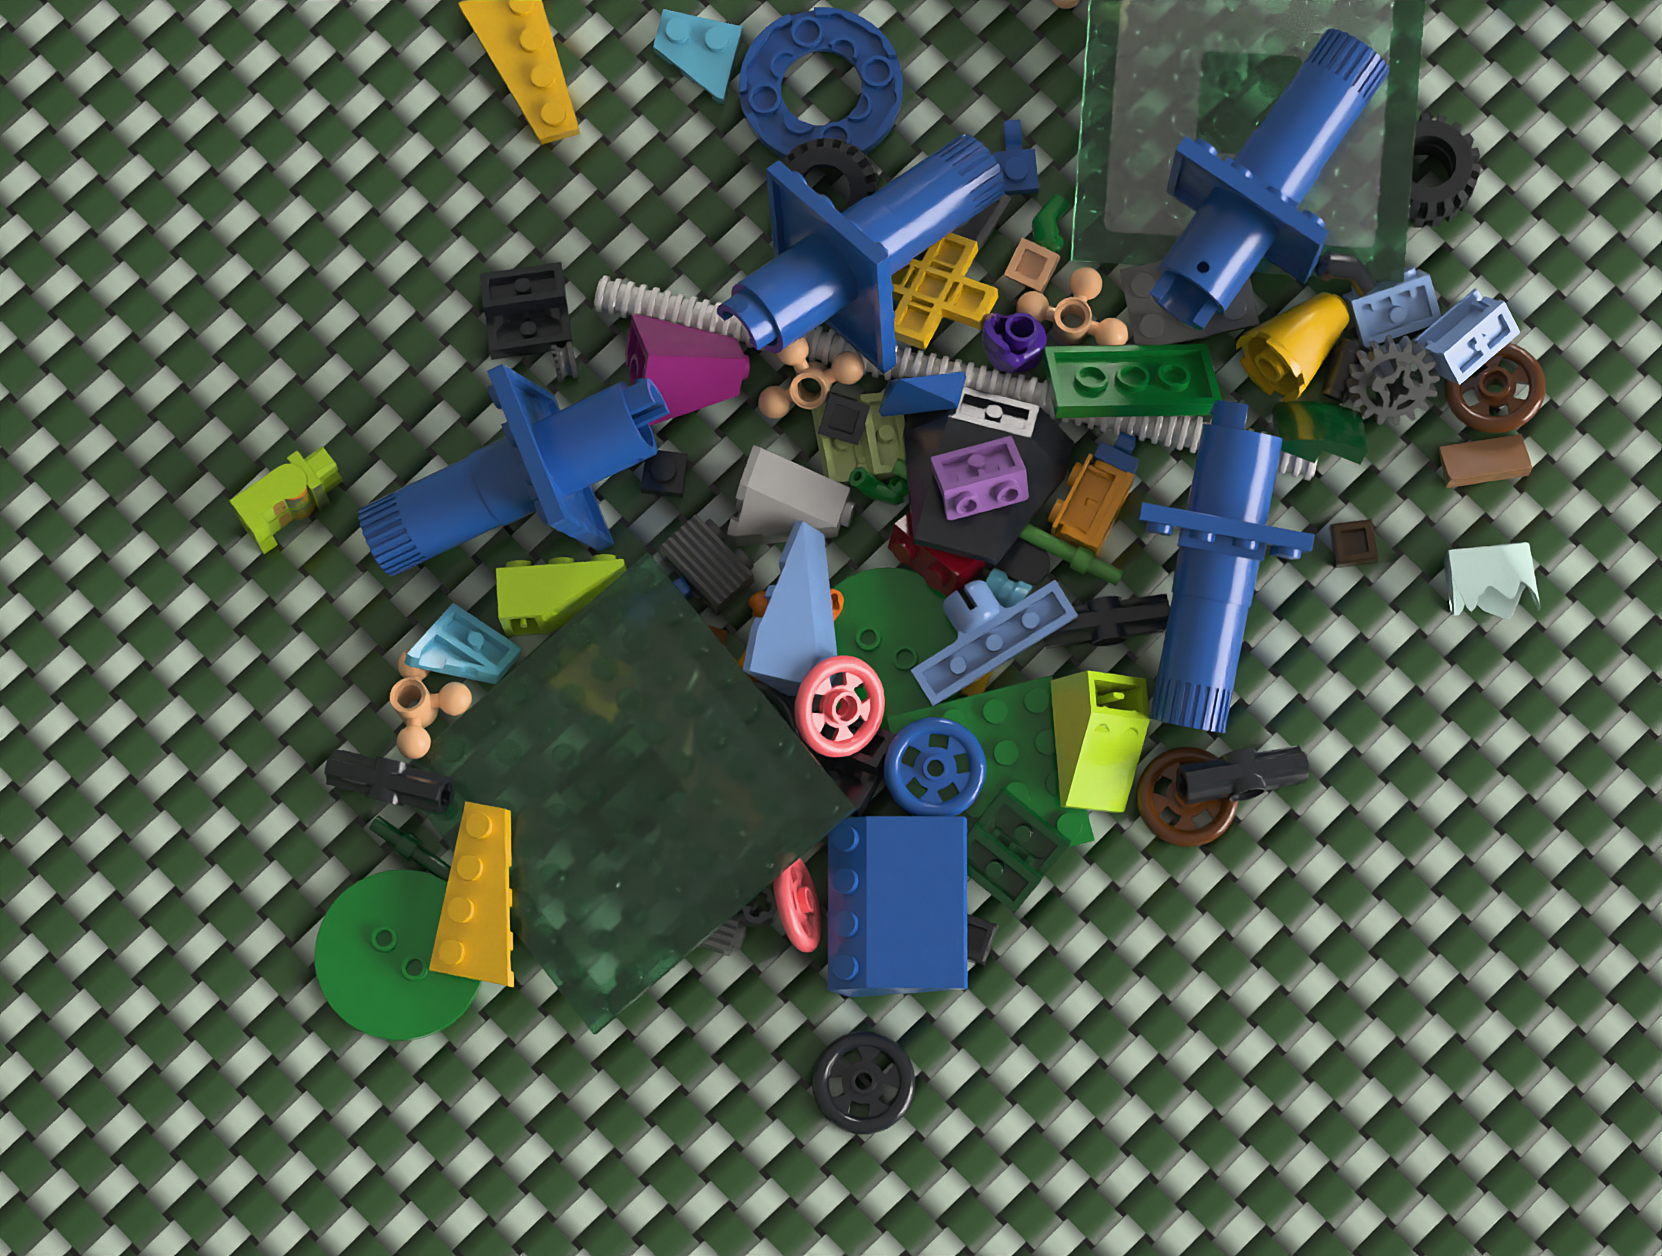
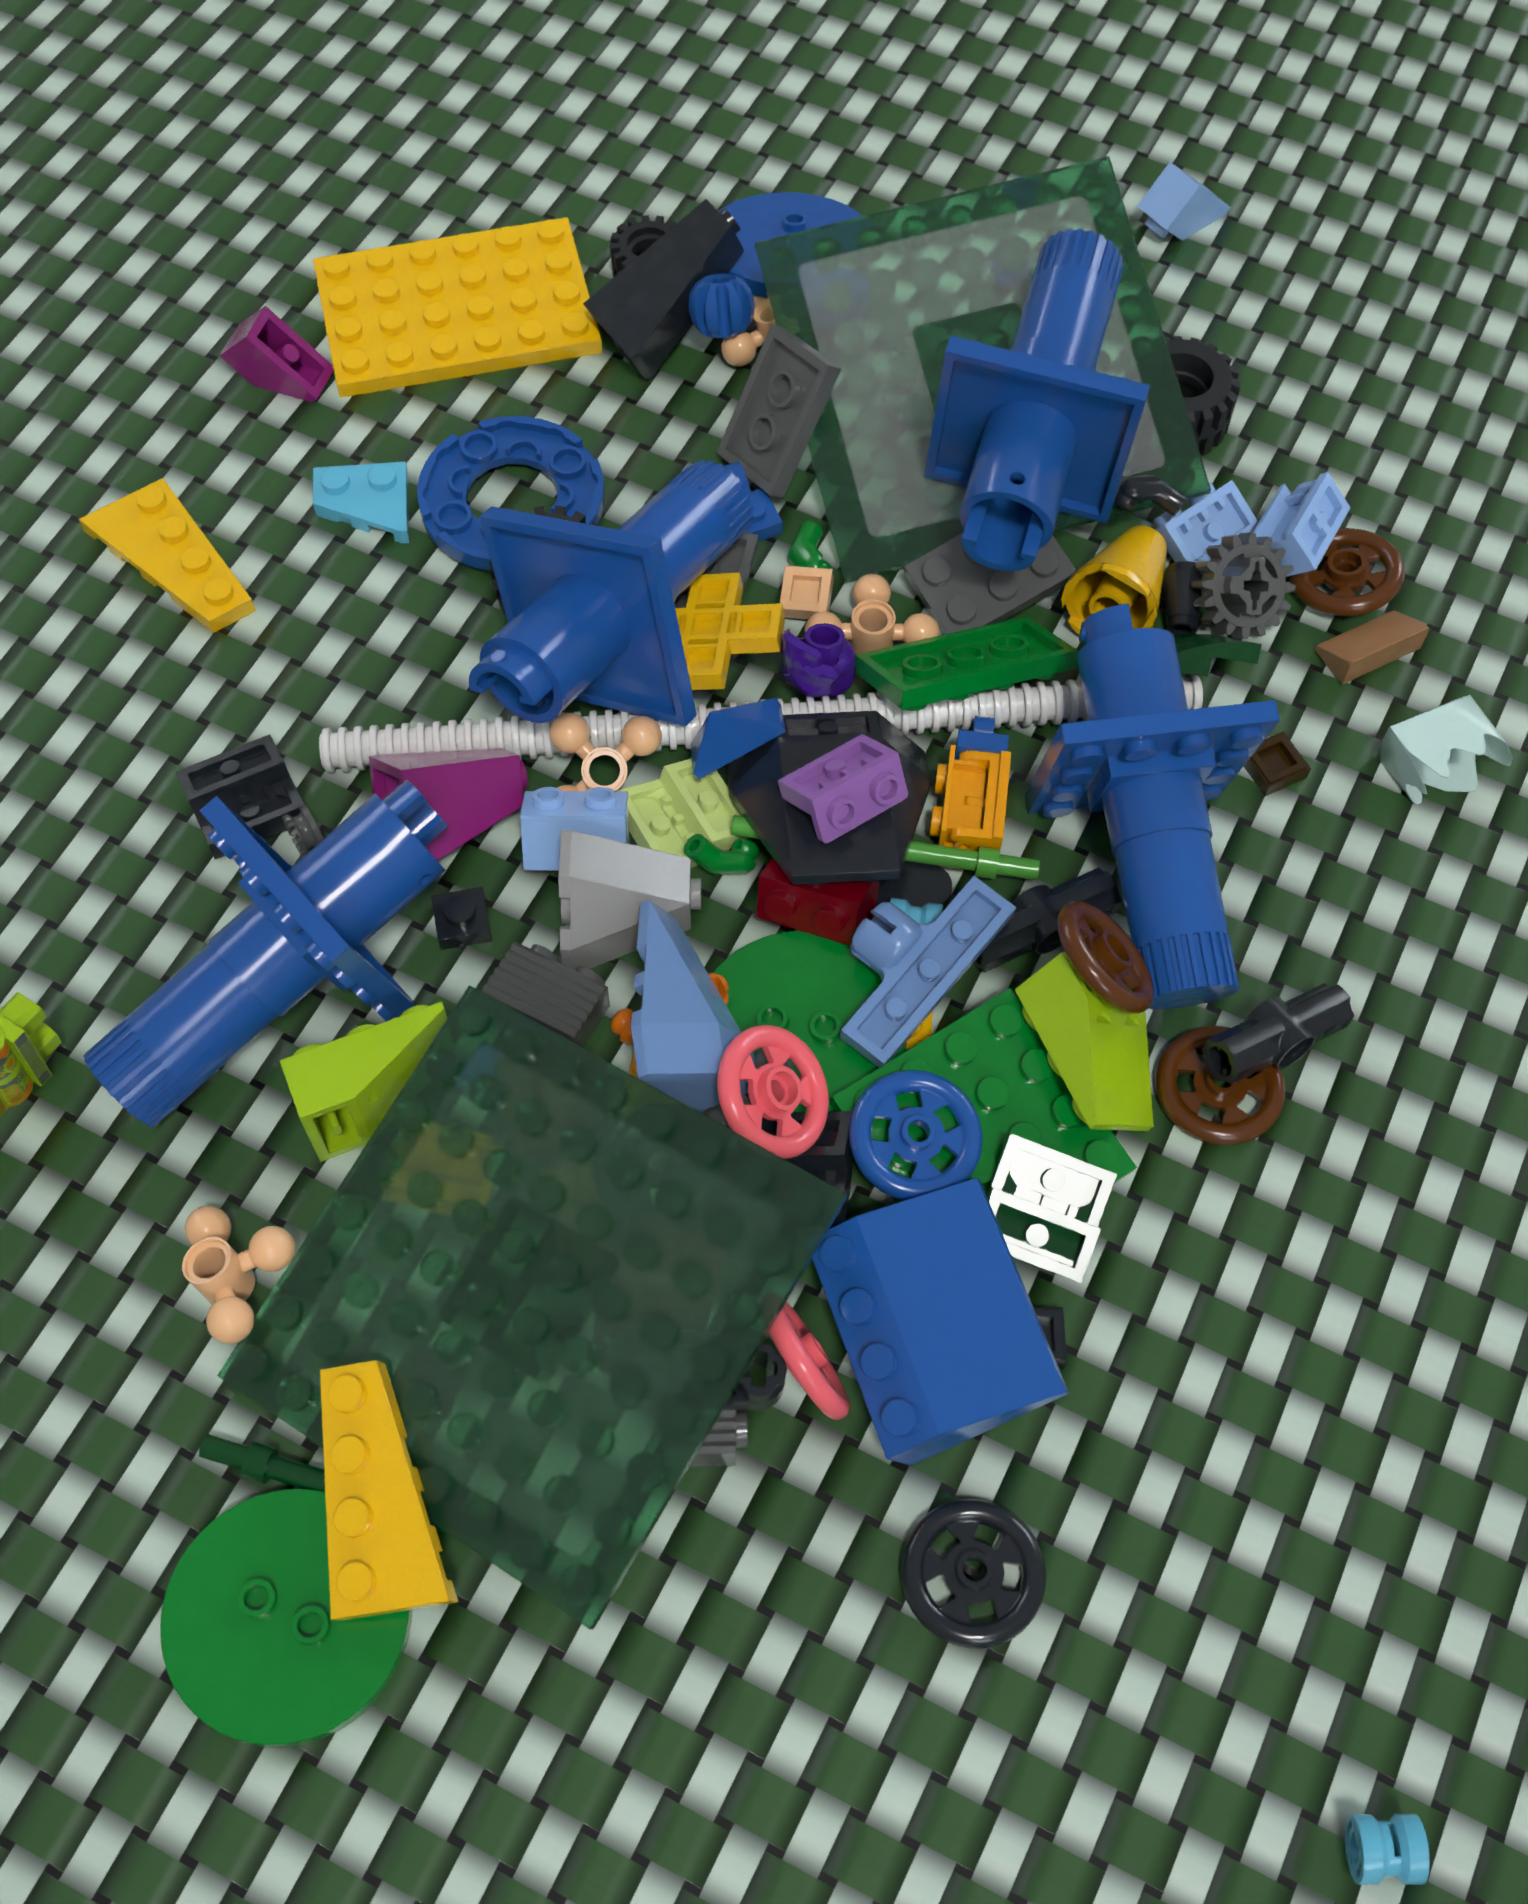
camera: 25 degrees left, 15 degrees down
(389, 781) = (210, 1380): black piece -> none
(464, 648) = (266, 1185): medium azure wing -> none
(772, 426) = (550, 810): none -> light blue hinge
(844, 418) = (655, 790): black plate -> none
(1063, 92) = (778, 410): none -> dark grey plate
(1123, 681) = (1105, 957): none -> reddish brown plate

